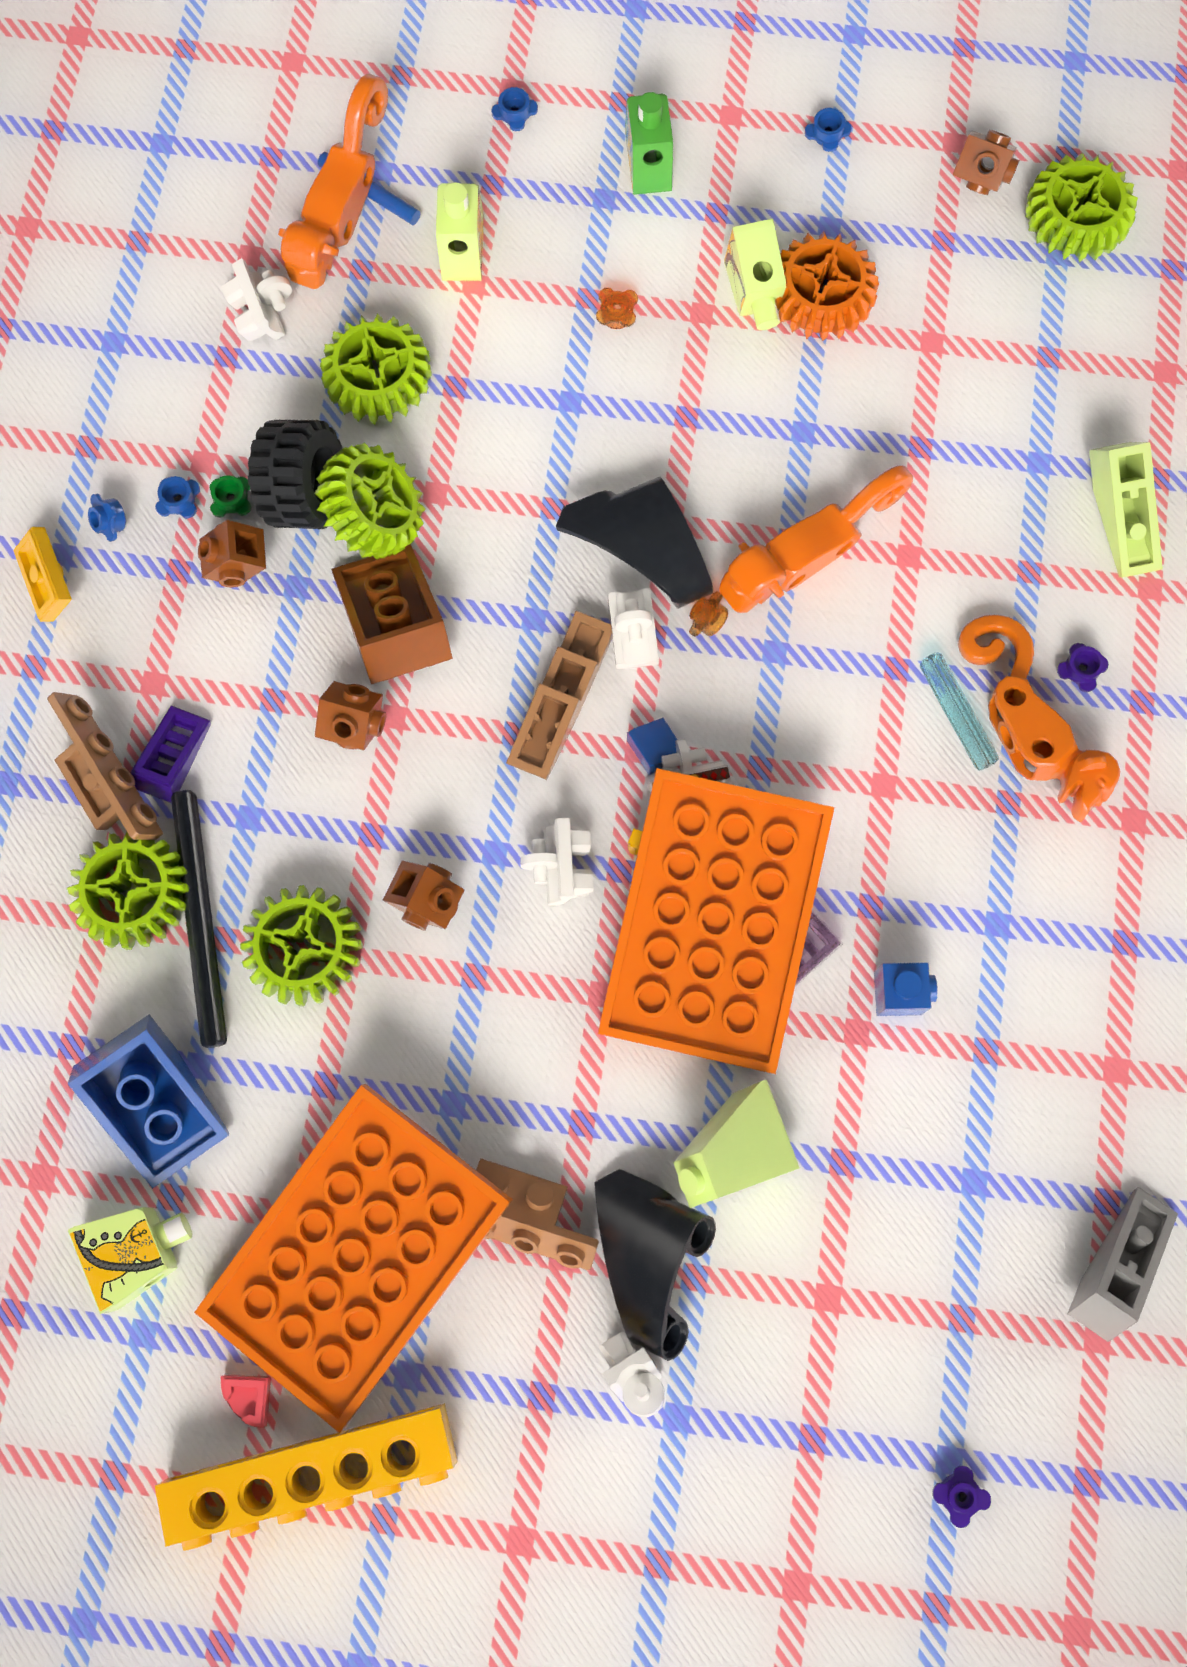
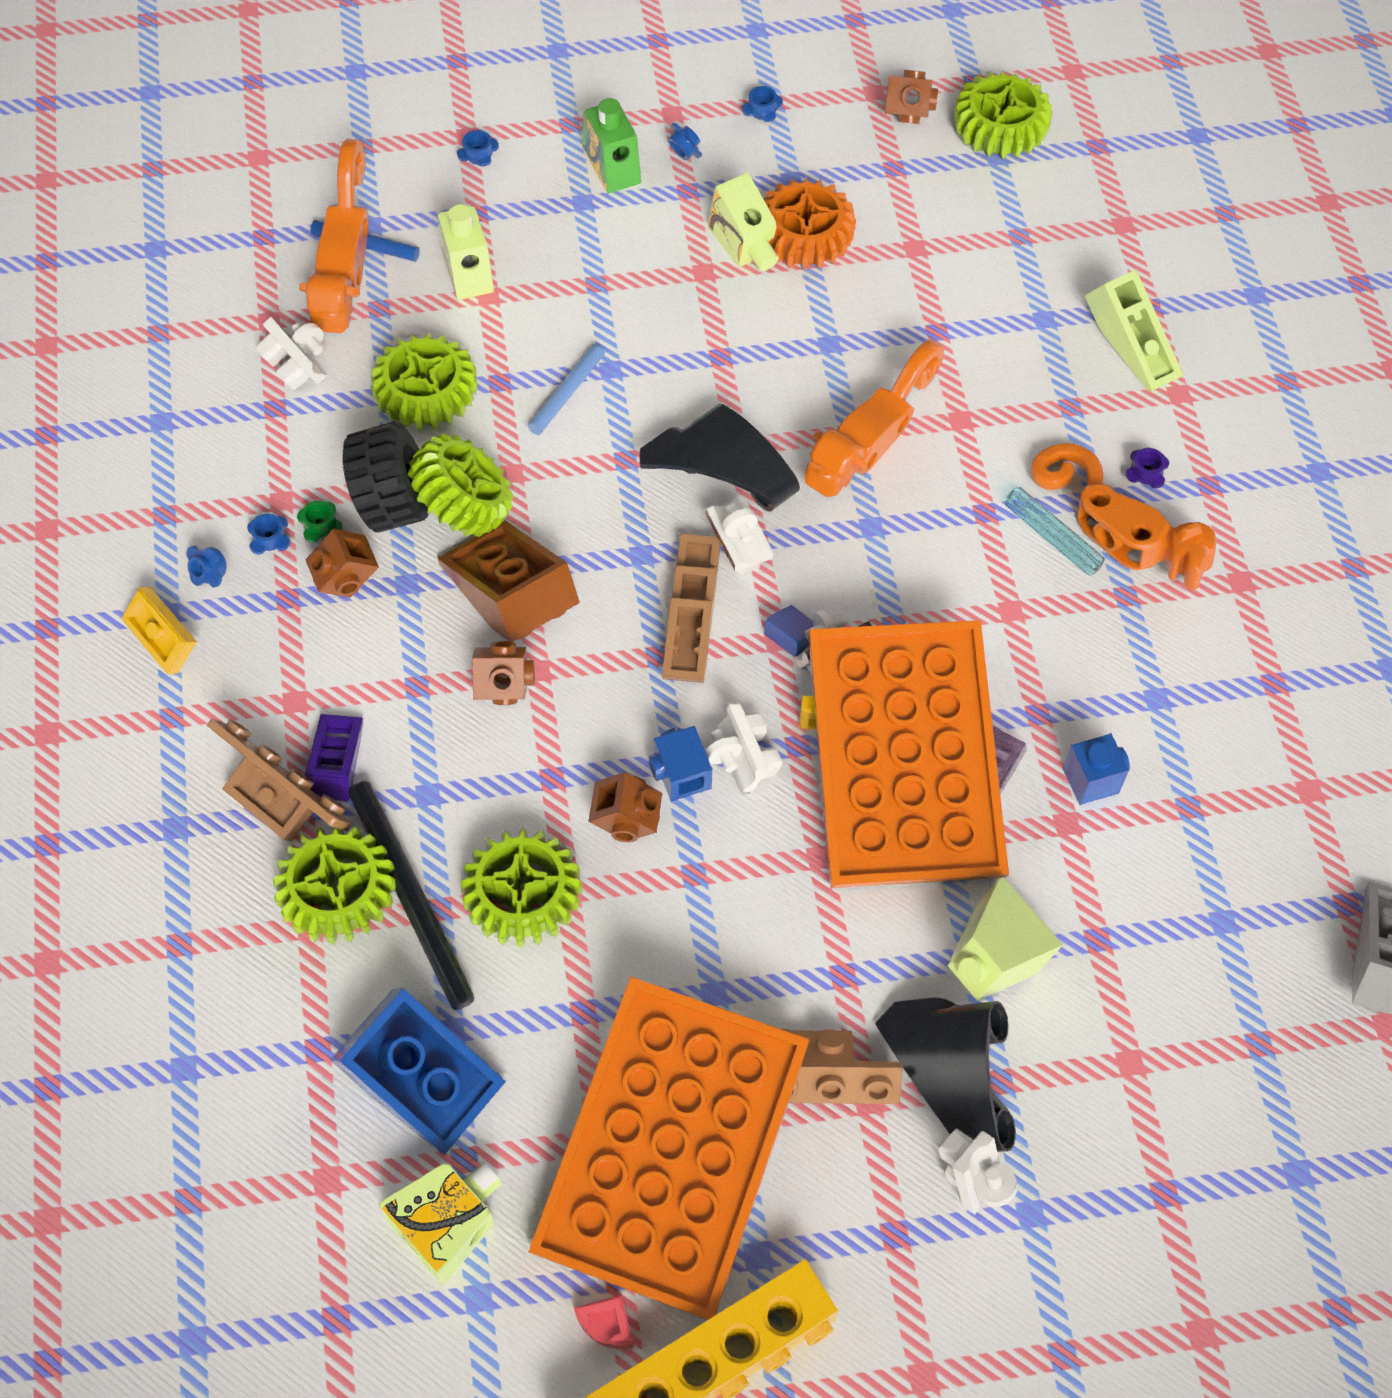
camera: 20 degrees left, 15 degrees down
(494, 860) = (681, 763): none -> blue brick
(517, 413) = (566, 389): none -> medium blue bar
(620, 317) = (627, 284): clear orange plate -> none
(708, 615) = (802, 508): clear orange plate -> none
(729, 155) = (684, 142): none -> blue plate
(947, 1491) = (1312, 1206): dark purple plate -> none

